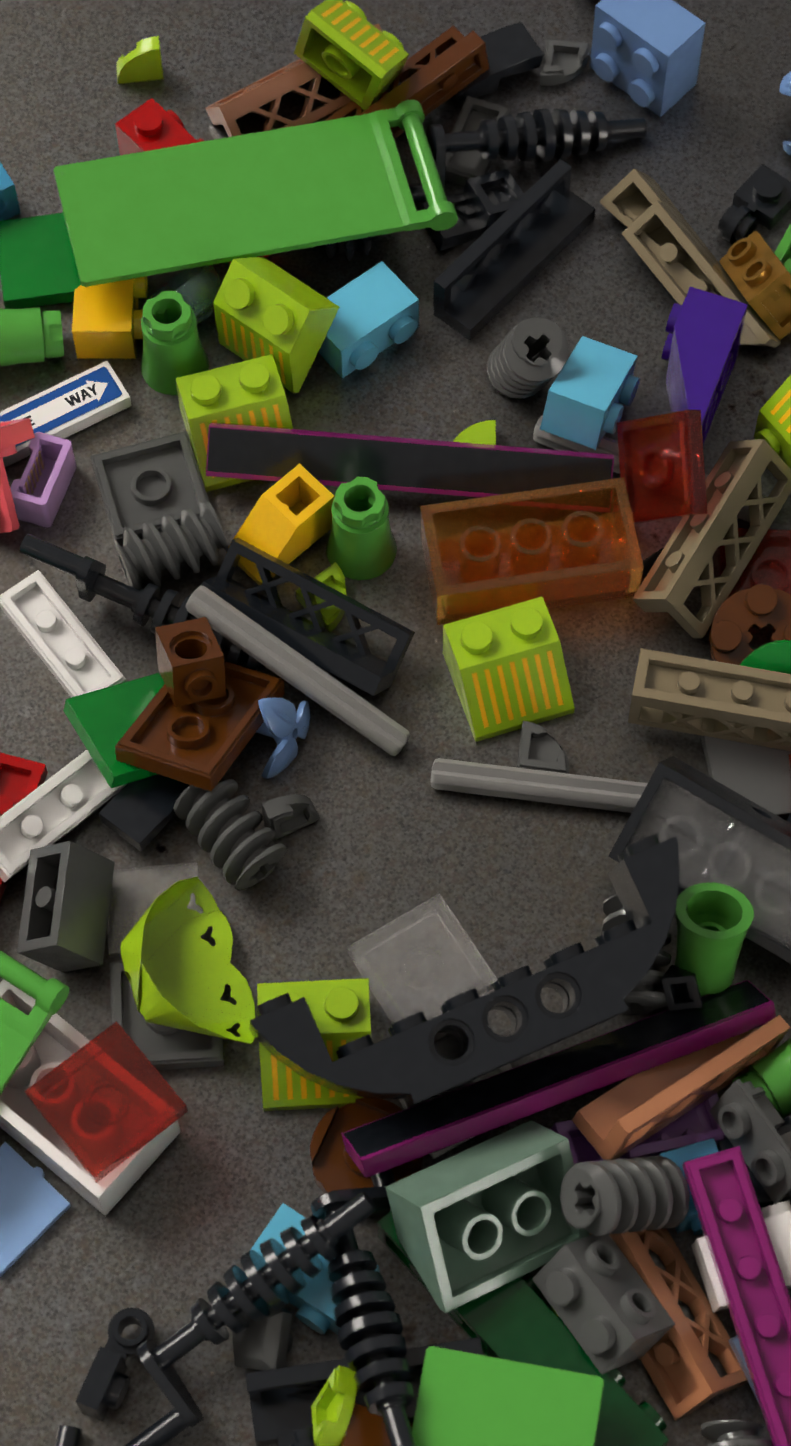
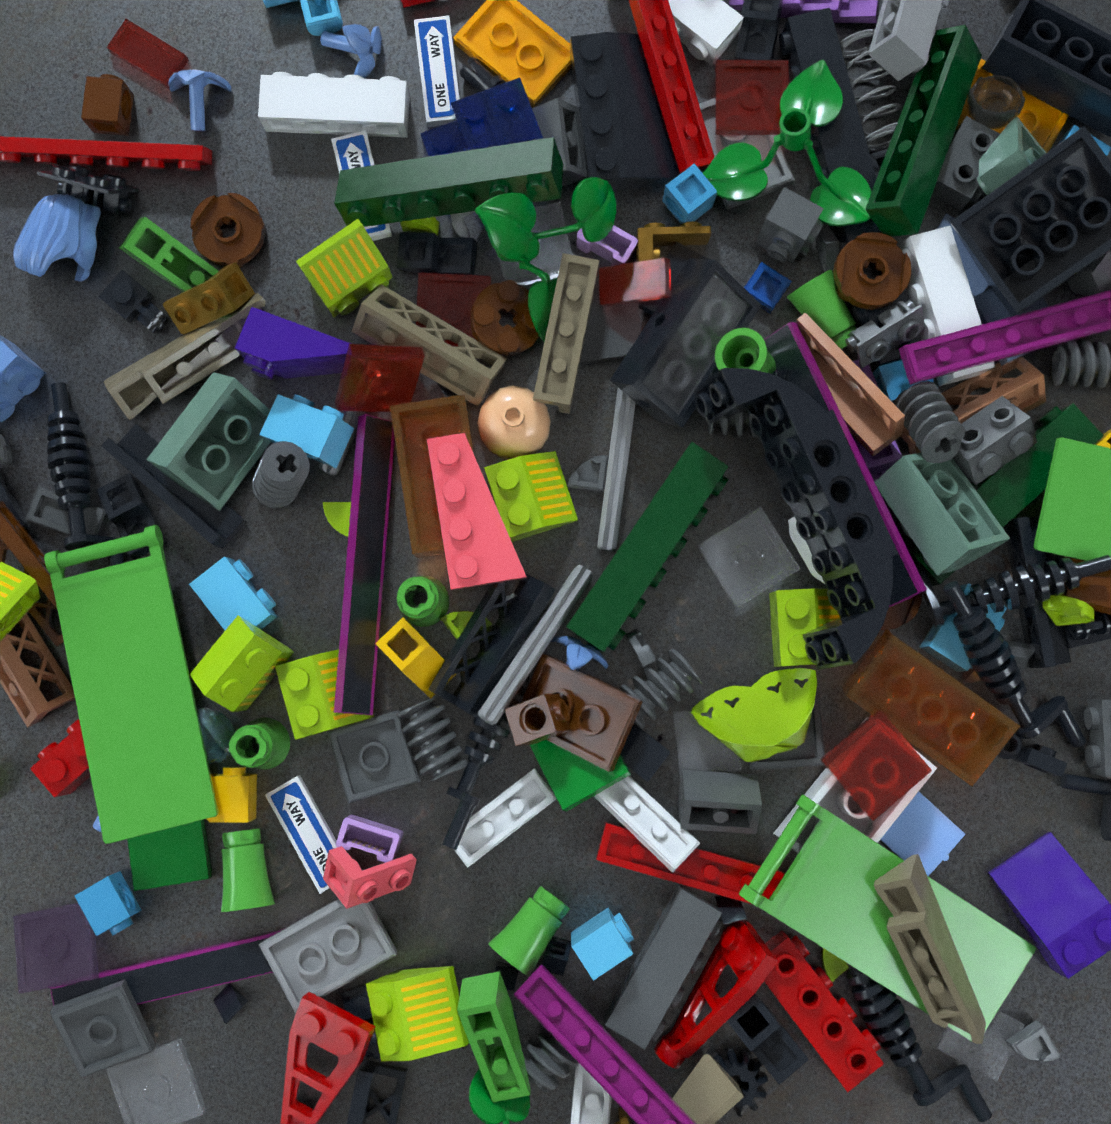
camera: 90 degrees left, 20 degrees up
(191, 1202) = (930, 707): none -> clear orange brick
(435, 822) = (647, 548): none -> dark green brick
(449, 572) = (471, 526): none -> coral wing
(573, 282) = (214, 440): none -> sand green slope
(605, 647) = (513, 422): none -> light nougat cylinder

